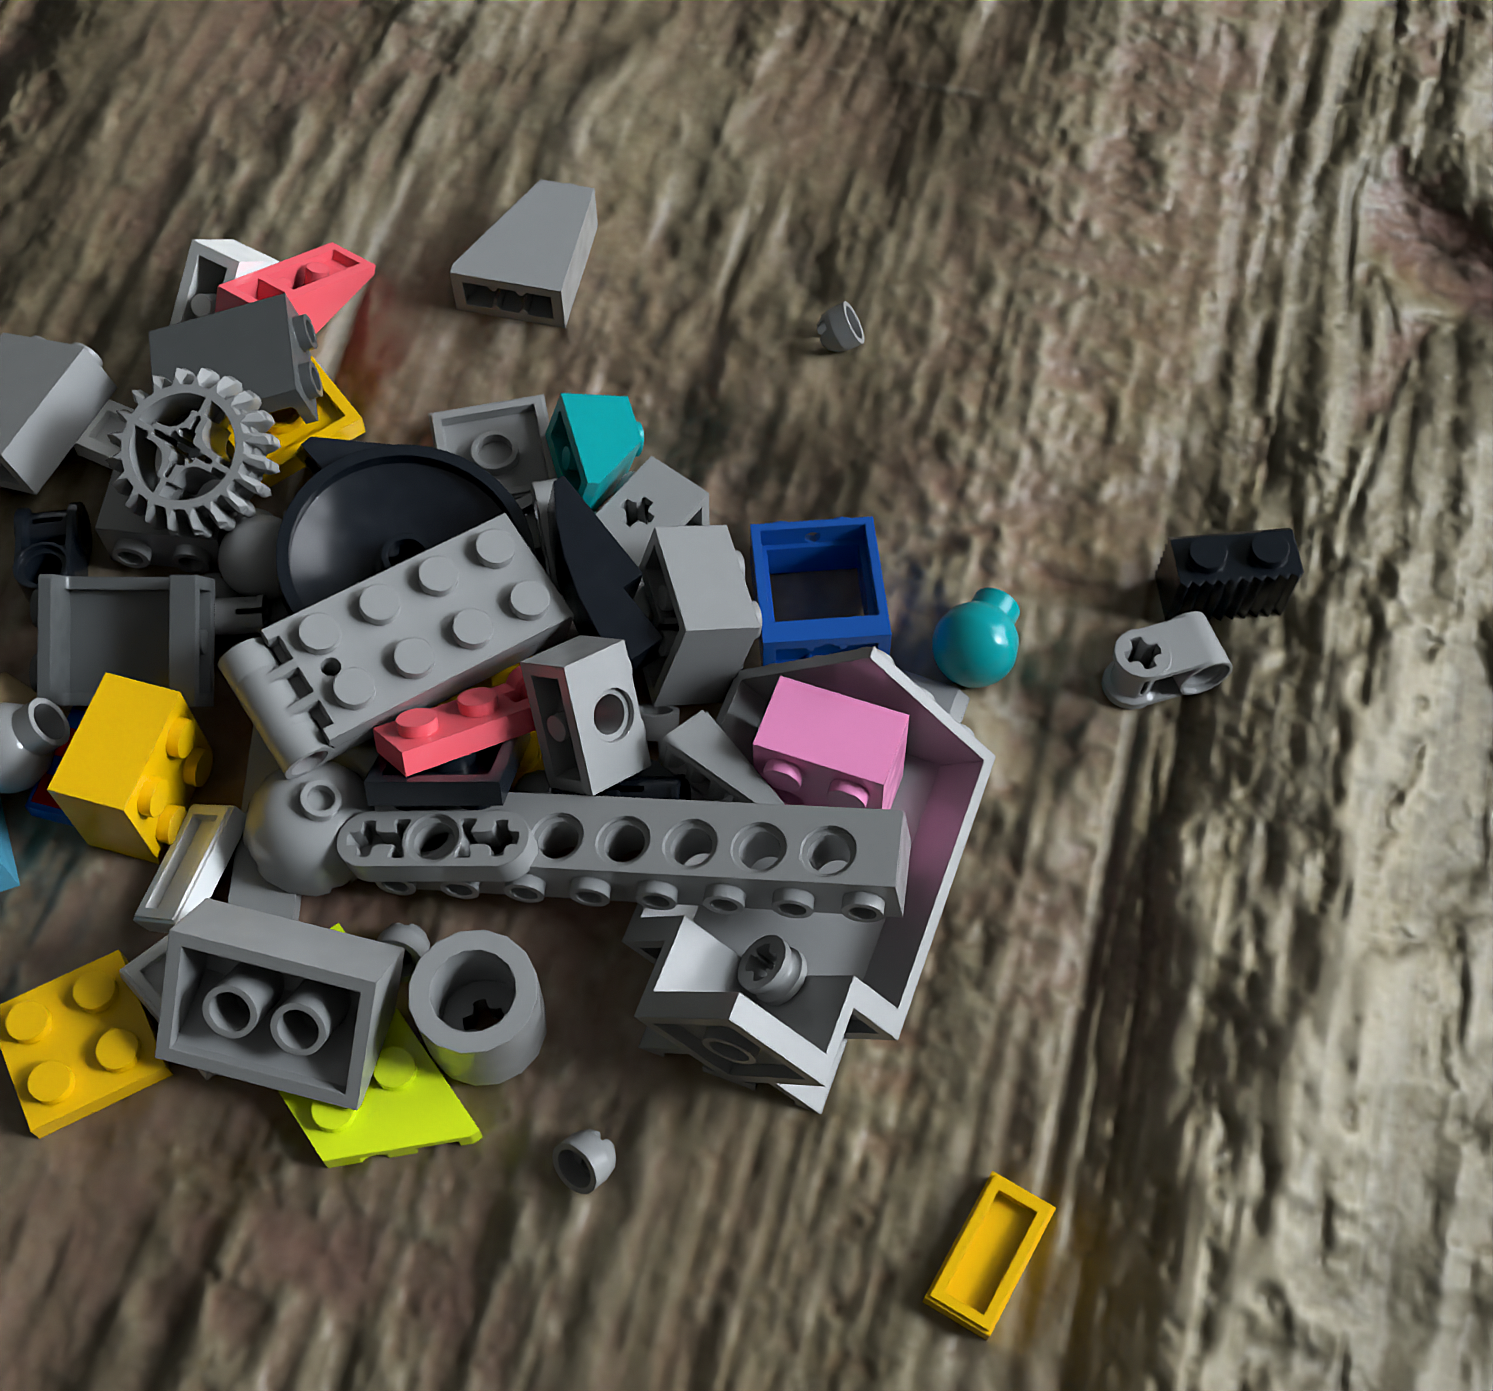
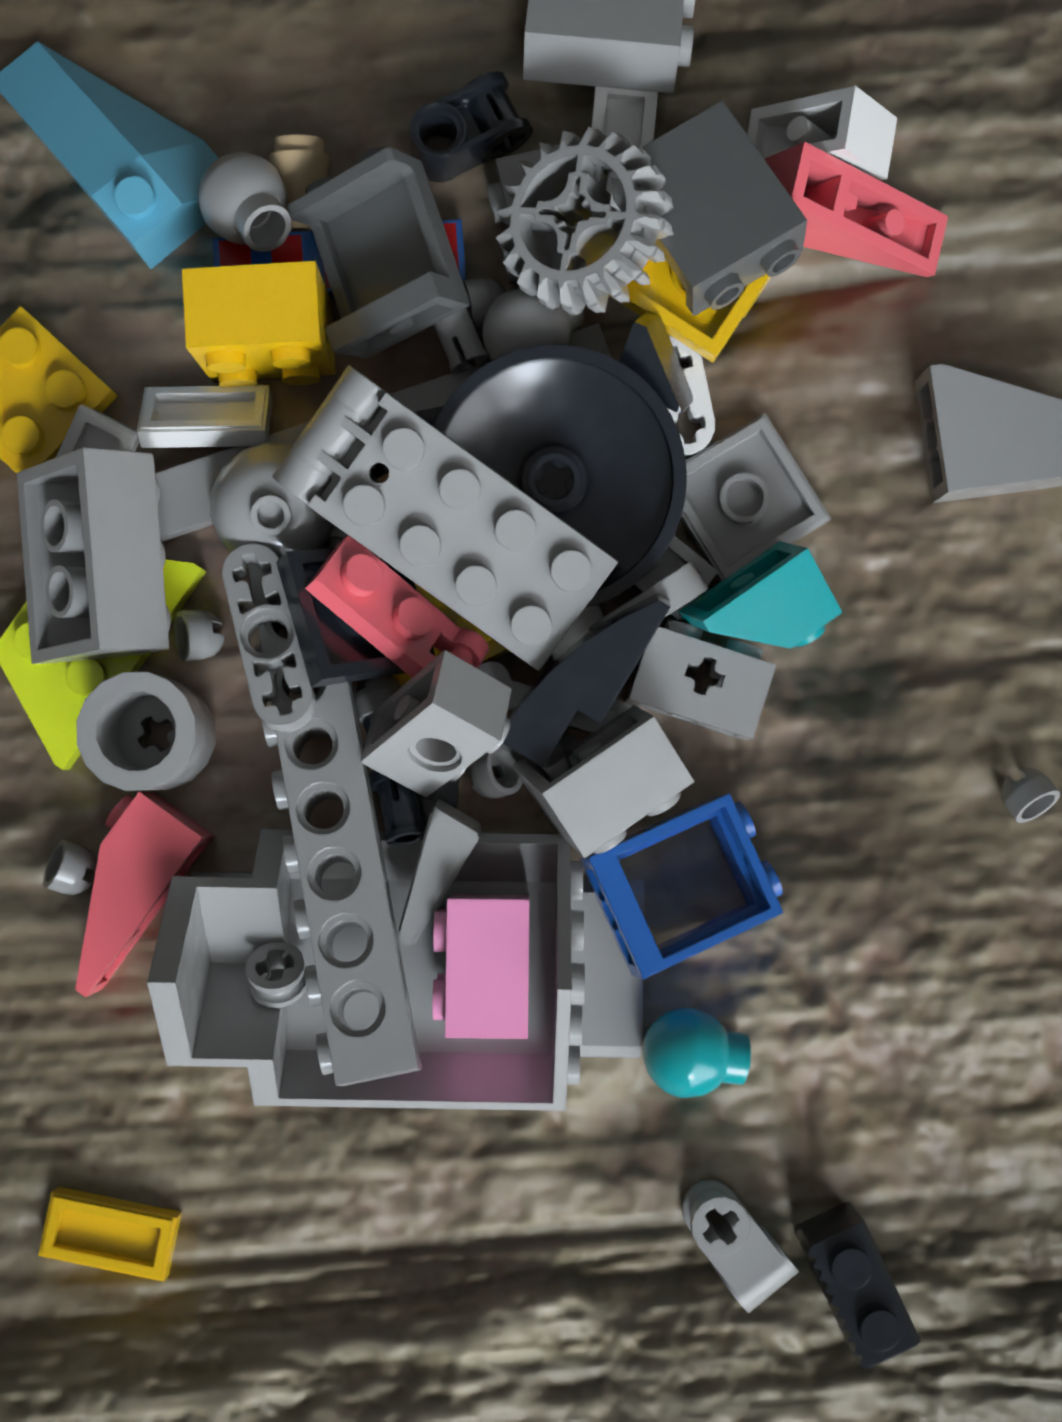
camera: 70 degrees right, 25 degrees up
(619, 1085) = (132, 880): none -> coral slope

